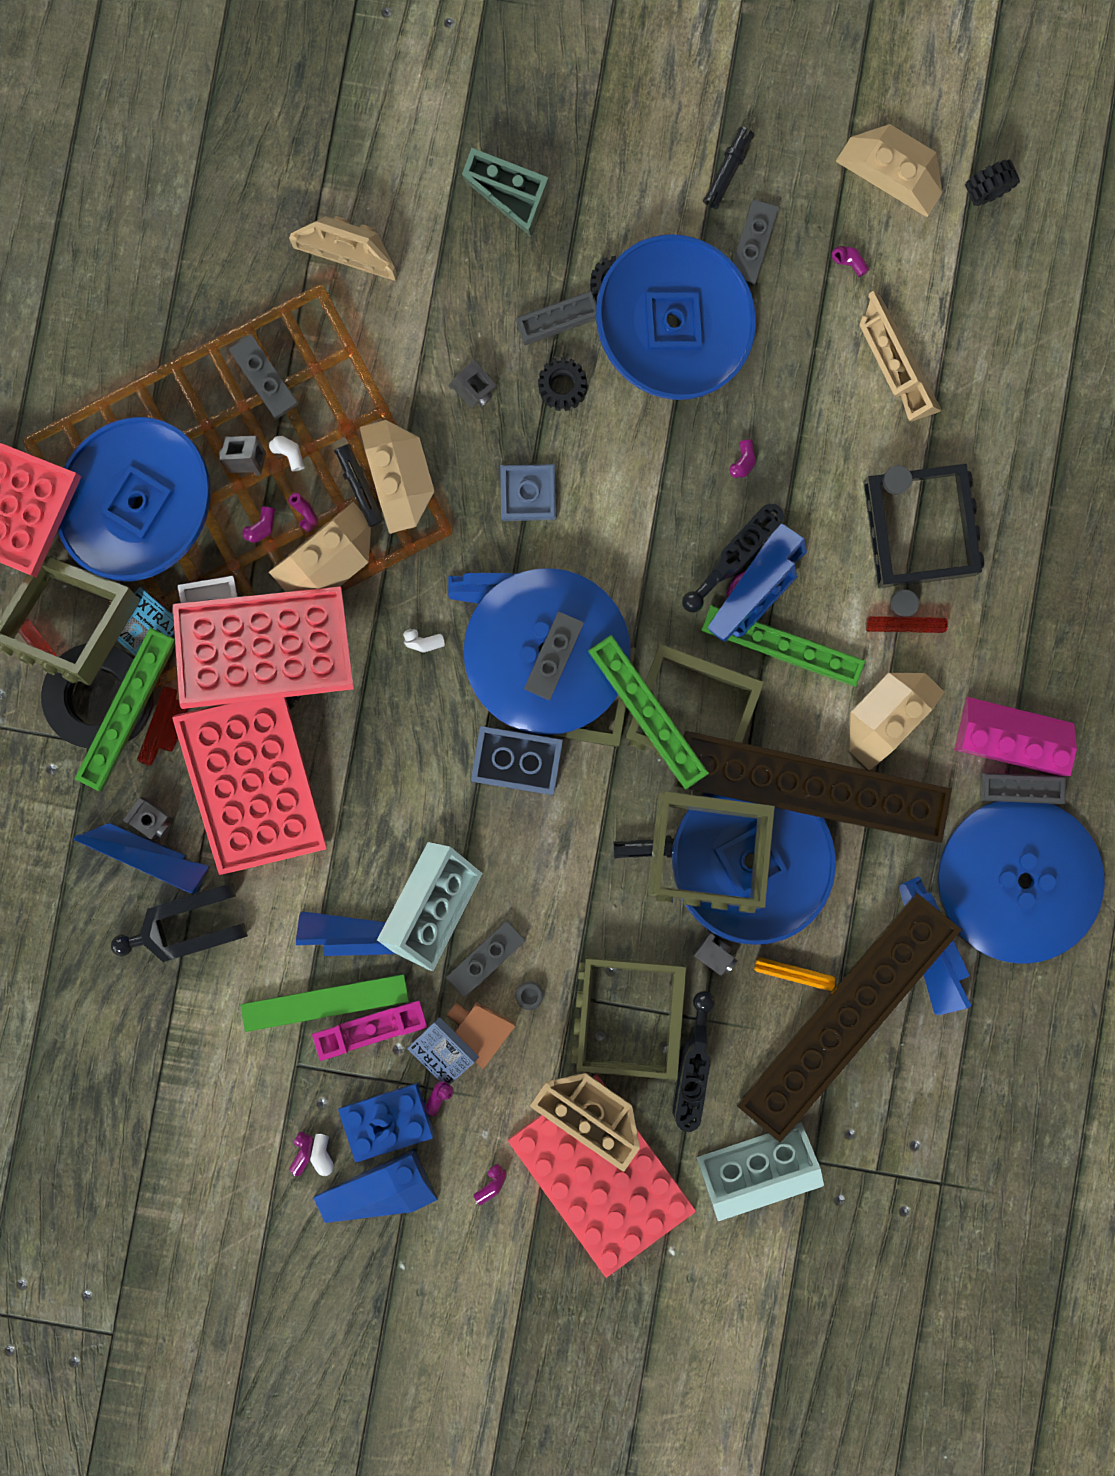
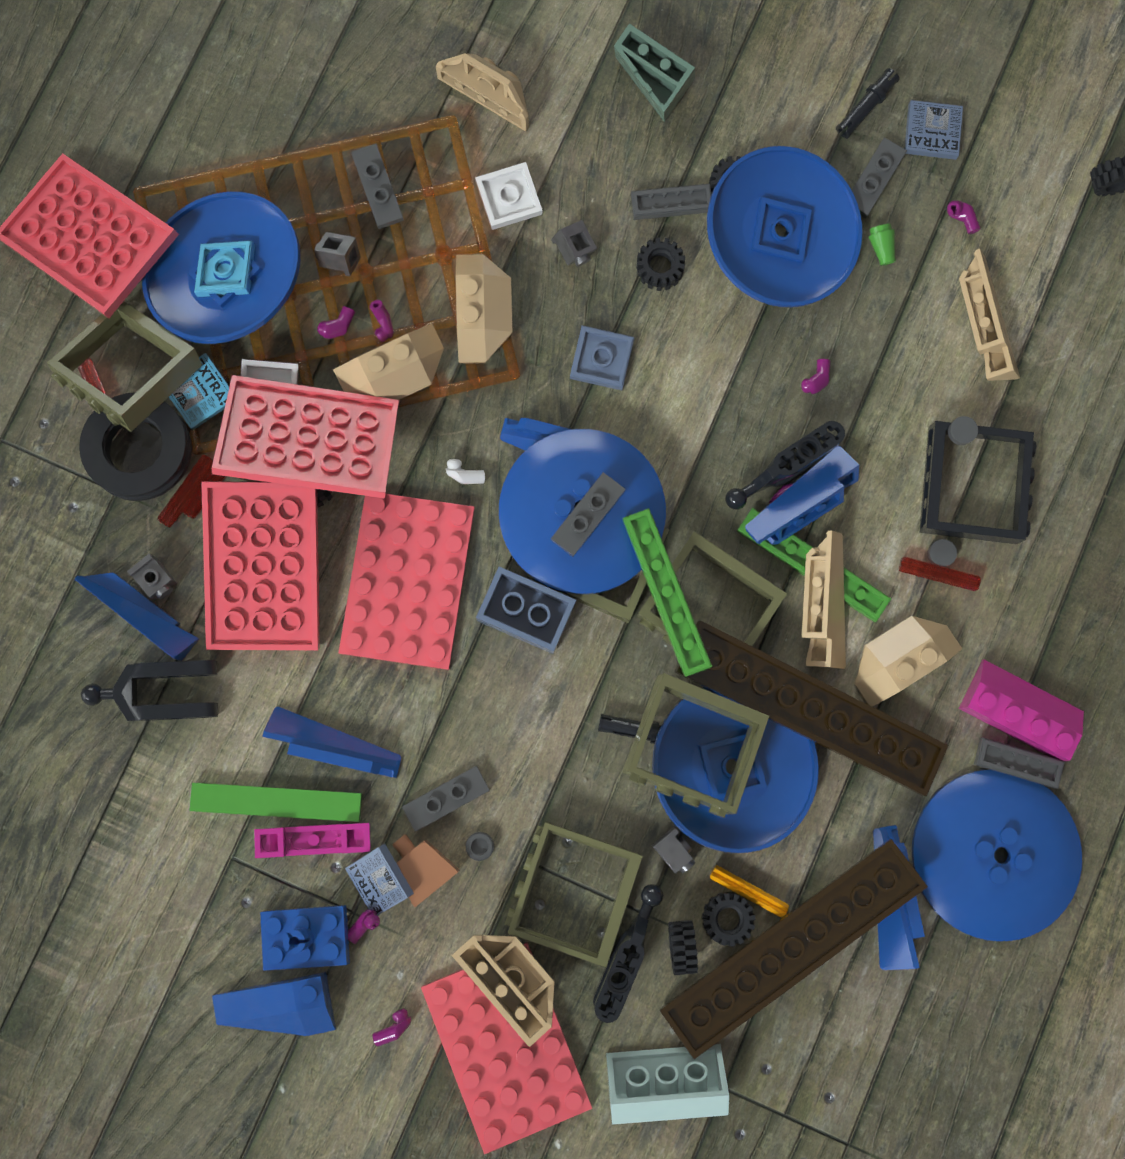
camera: 10 degrees right, 5 degrees down
(125, 709) = (158, 464): bright green tile -> none
(148, 492) = (238, 265): none -> medium azure tile
(288, 448) = (386, 261): white arm -> none
(302, 1159) = (214, 950): magenta arm -> none
(319, 1157) = (229, 955): white arm -> none
(346, 455) = (435, 279): black pin -> none
(394, 759) = (407, 581): none -> coral plate
(395, 352) = (508, 195): none -> white plate
(430, 905) = (404, 731): light aqua slope -> none
(744, 1043) = (683, 947): none -> black tyre
(777, 308) = (883, 243): none -> bright green cone
(797, 1010) = (745, 924): none -> black tyre
(800, 178) = (933, 129): none -> sand blue tile
(802, 682) = (824, 604): none -> tan wedge
(895, 166) = (1027, 140): tan wedge -> none

